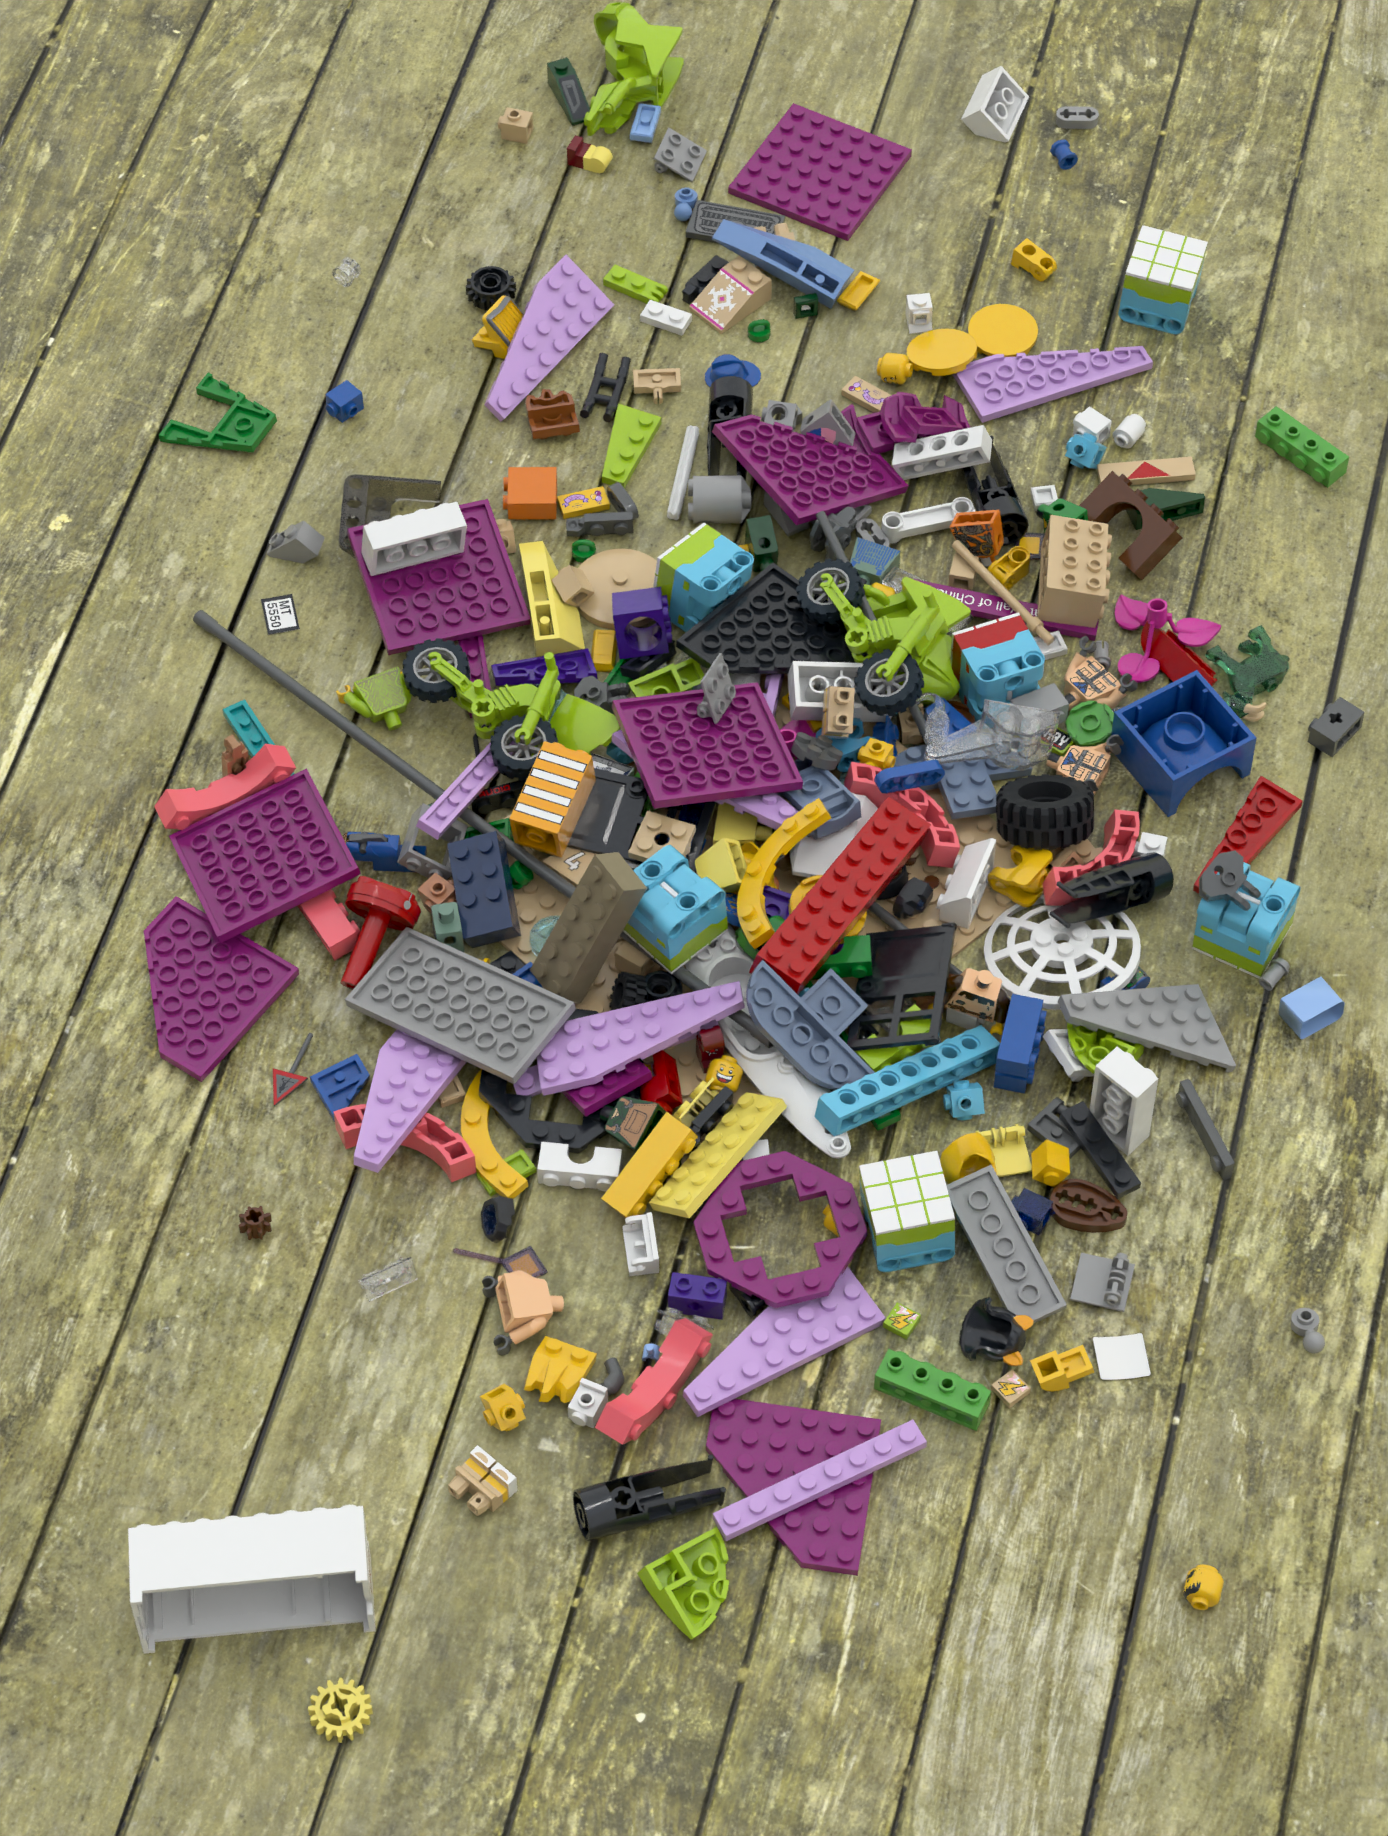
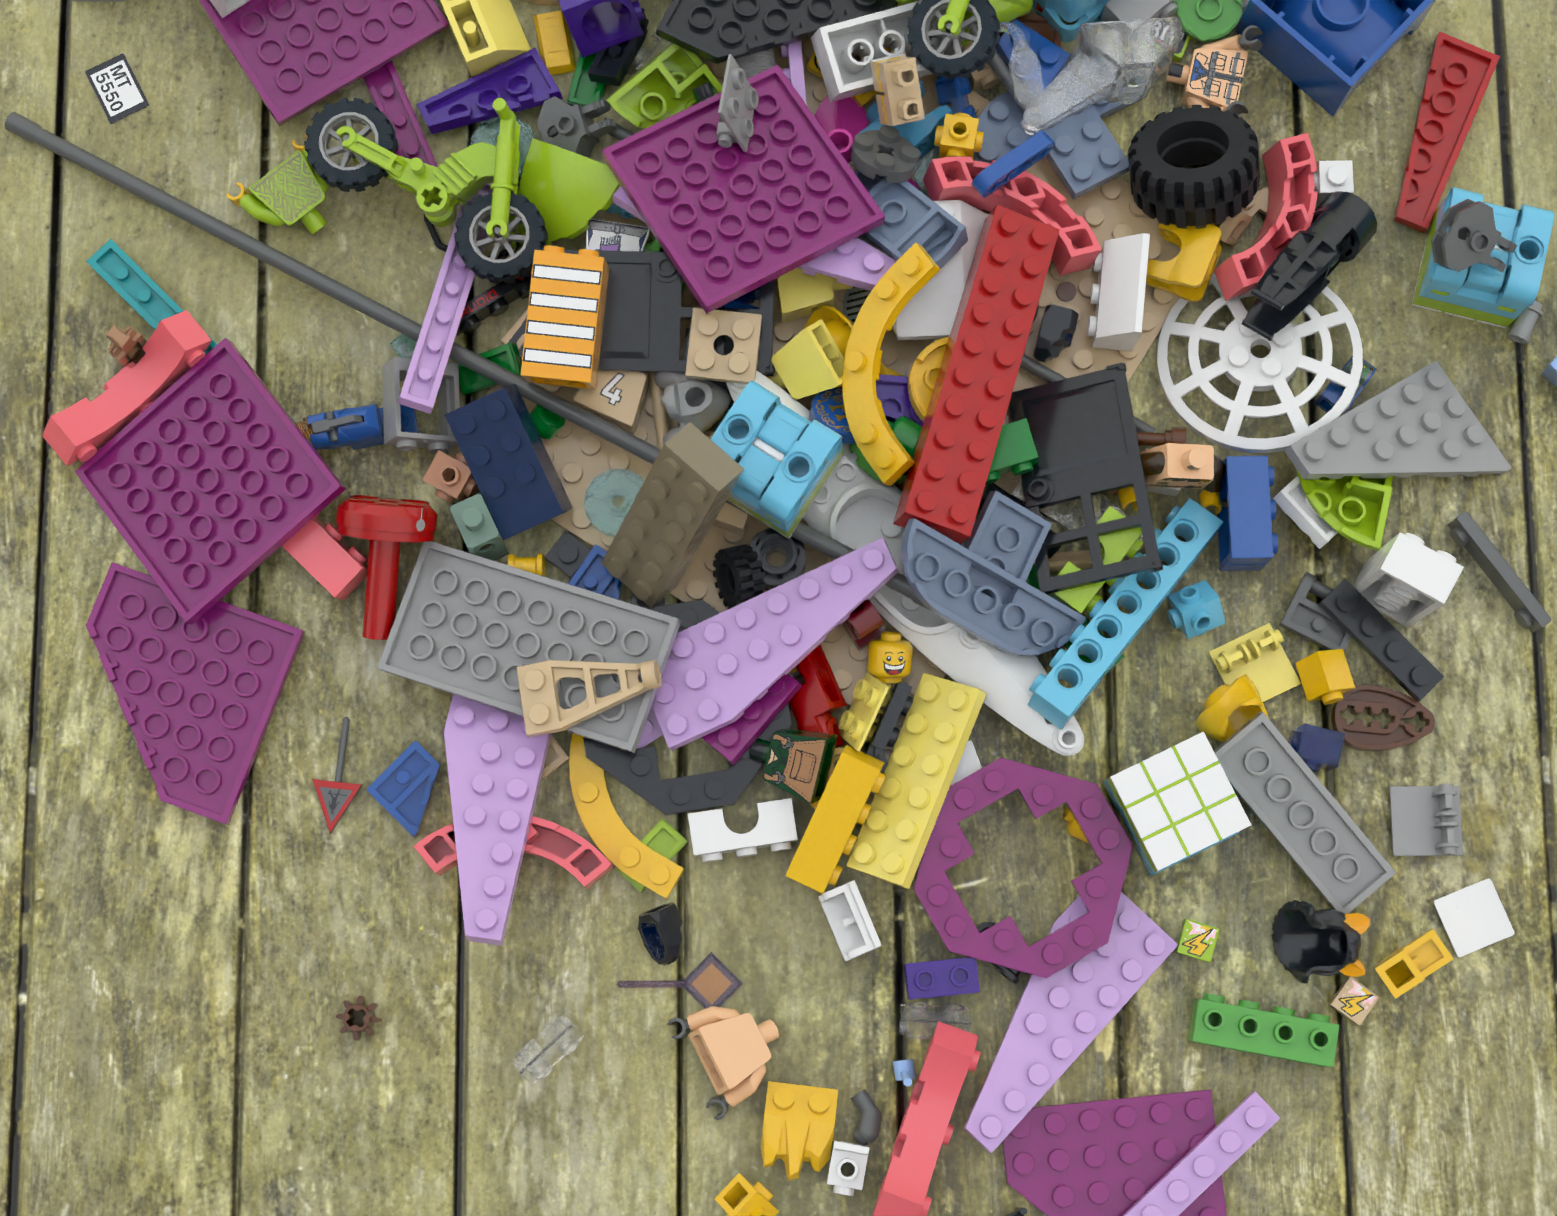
camera: 15 degrees left, 25 degrees up
(458, 1030) = (541, 696): none -> tan plate

